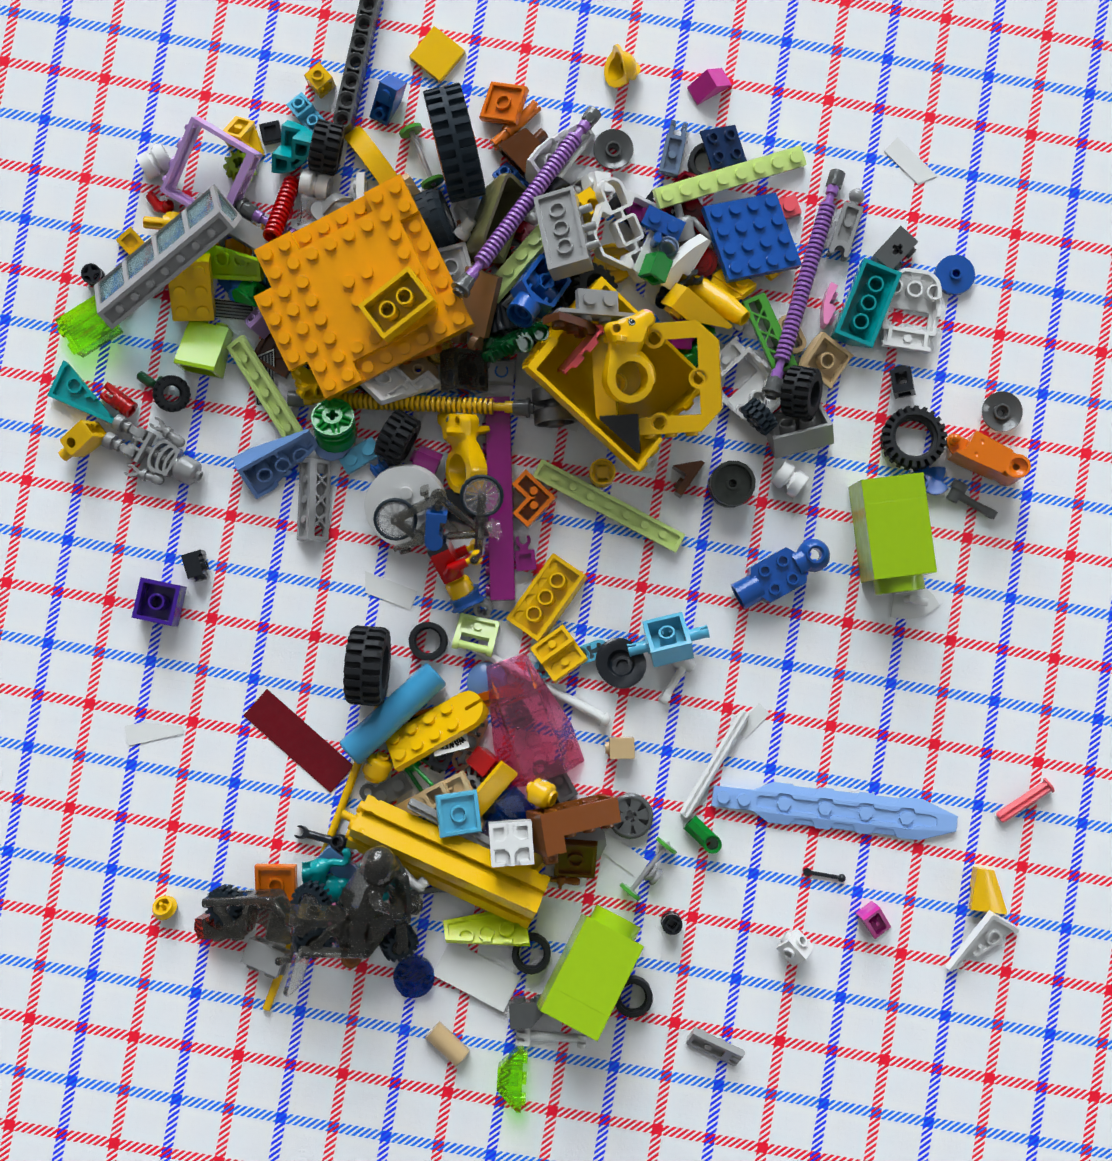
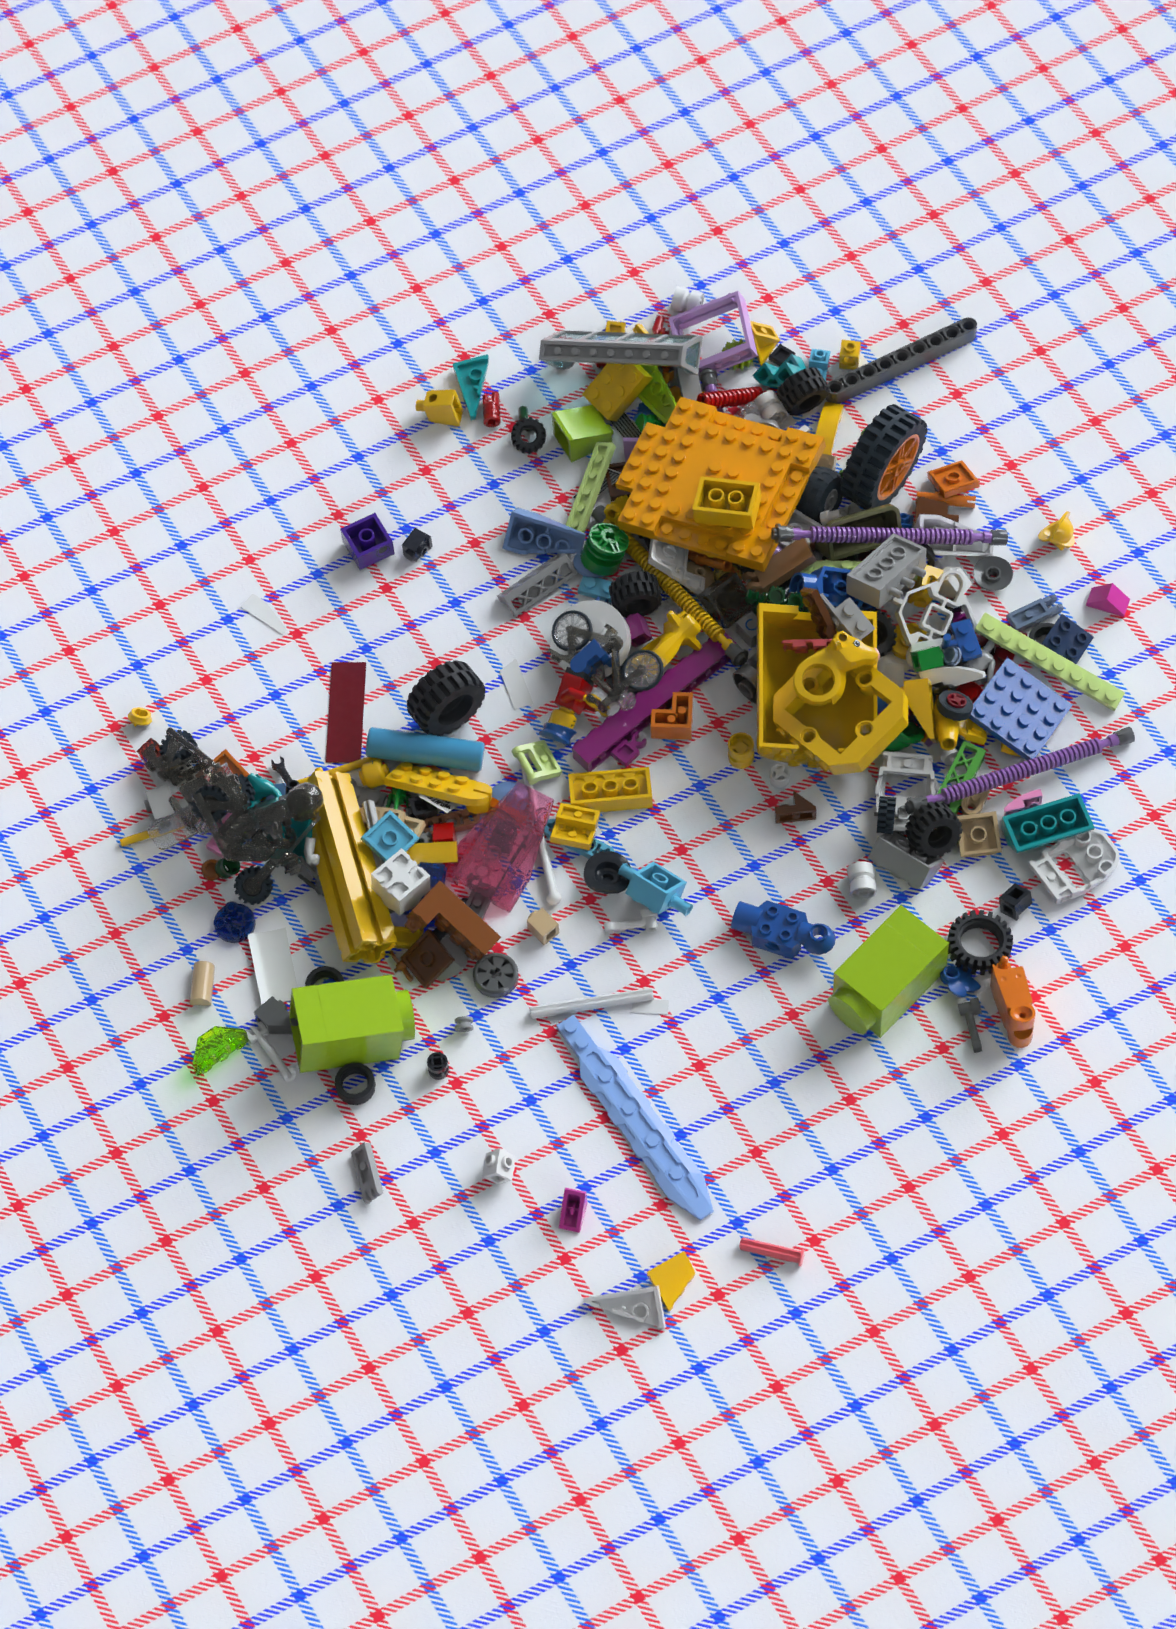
camera: 55 degrees right, 25 degrees down
(85, 328) = (522, 352): clear neon green brick -> none
(88, 273) = (567, 322): black wheel -> none
(181, 467) = (476, 464): light grey piece -> none
(387, 99) = (875, 403): blue slope -> none
(413, 644) = (501, 722): black tyre -> none
(437, 54) = (946, 413): yellow tile -> none
(482, 612) = (566, 754): light grey bush -> none
(485, 930) = (316, 939): neon yellow wing -> none
(541, 793) = (458, 884): yellow head -> none
(608, 506) = (721, 777): yellowish green plate -> none
(623, 855) = (460, 995): white sticker -> none
(625, 427) = (783, 718): black tile -> none
(631, 890) = (495, 1015): axle -> none
(702, 833) = (527, 1036): green piece -> none
(718, 285) = (954, 705): none -> black wheel
(739, 475) = (818, 842): pearl dark grey wheel -> none
(790, 206) = (1071, 724): coral plate -> none
(807, 872) = (567, 1137): black hinge -> none
(847, 224) = (1096, 771): light grey plate -> none
(902, 242) = (1119, 812): dark grey brick -> none
(913, 604) = (853, 1048): white shield -> none
(950, 283) = (1134, 884): blue plate -> none
(1008, 404) = (1066, 981): dark grey dish -> none

